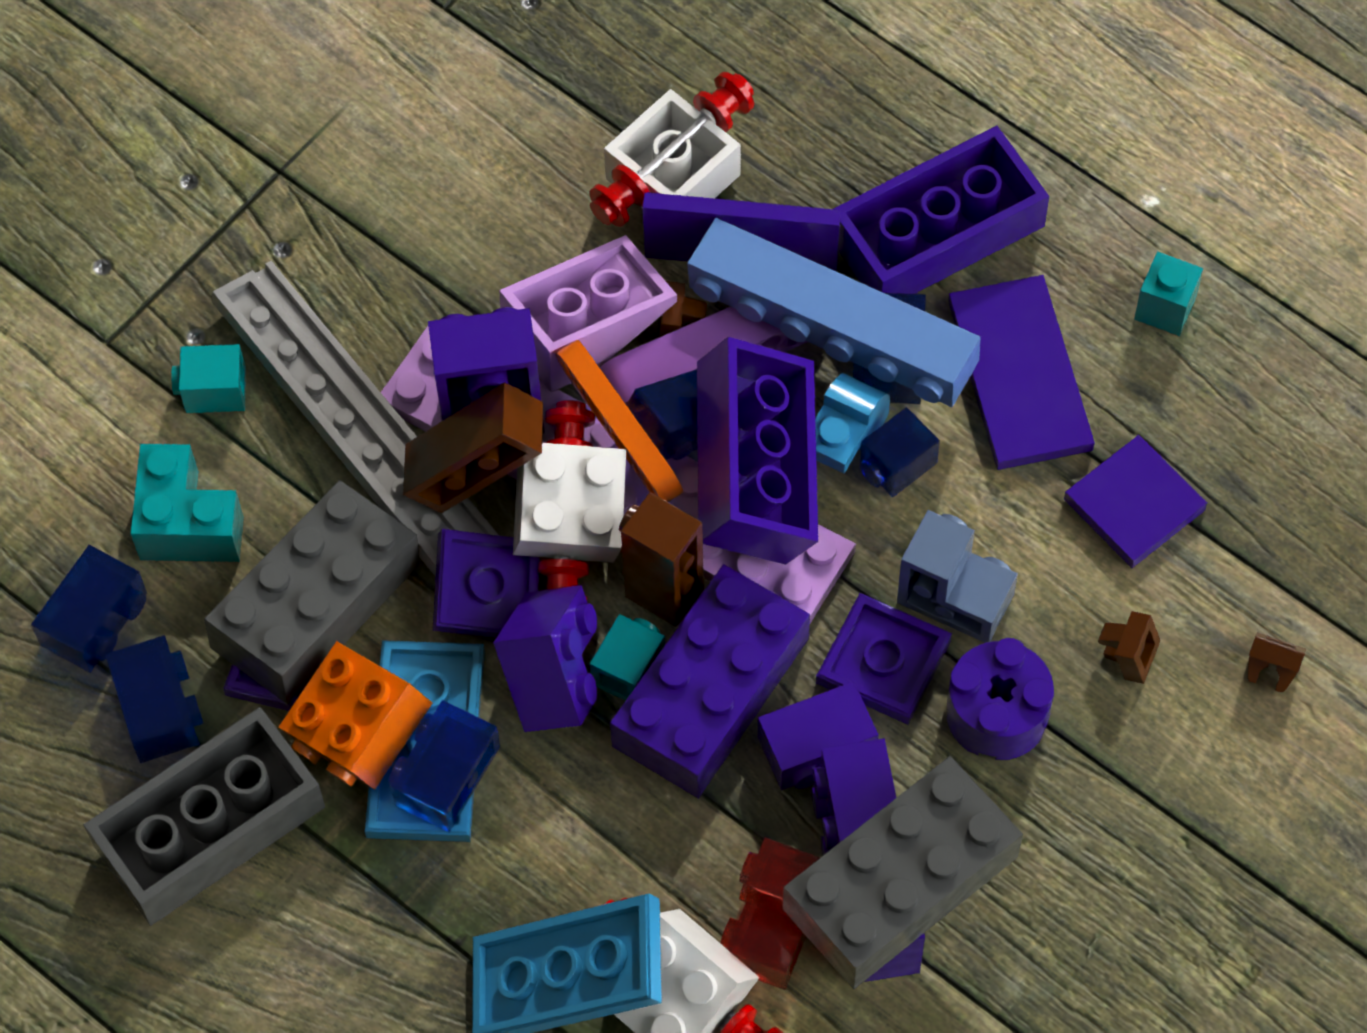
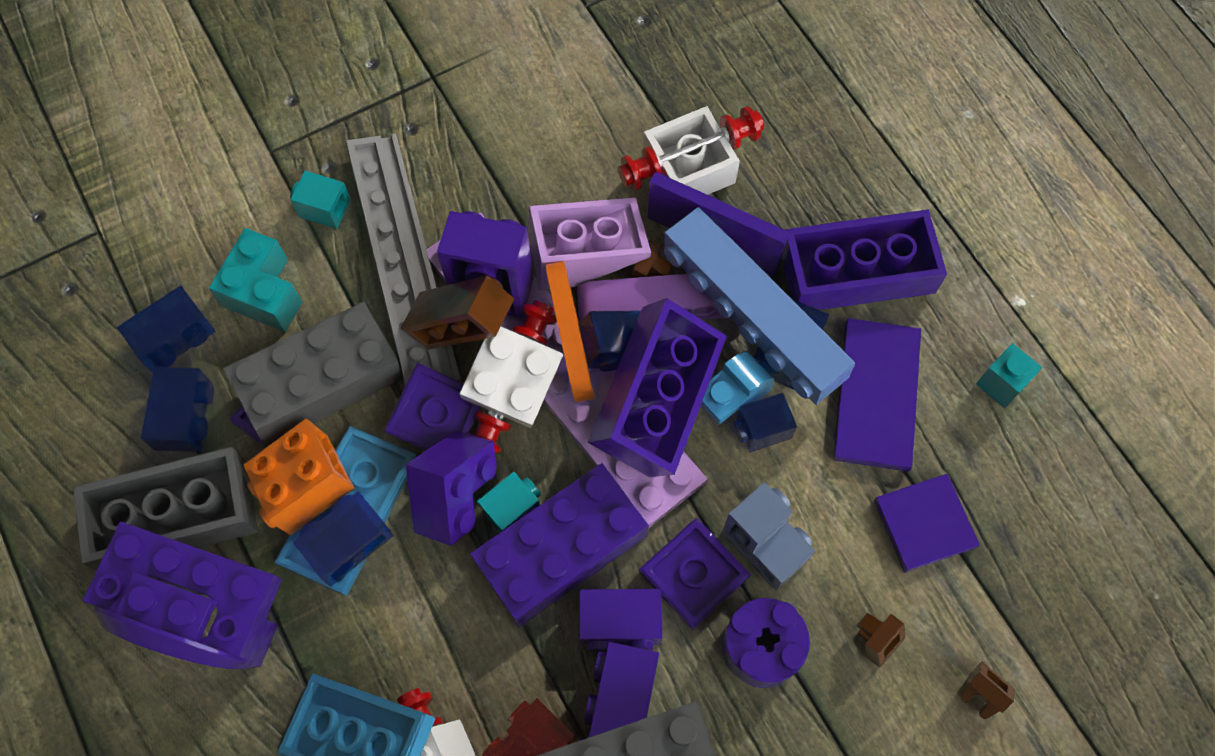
camera: 20 degrees right, 5 degrees up
(289, 889) = (174, 618): none -> dark purple piece
(662, 558) = (557, 442): reddish brown brick -> none

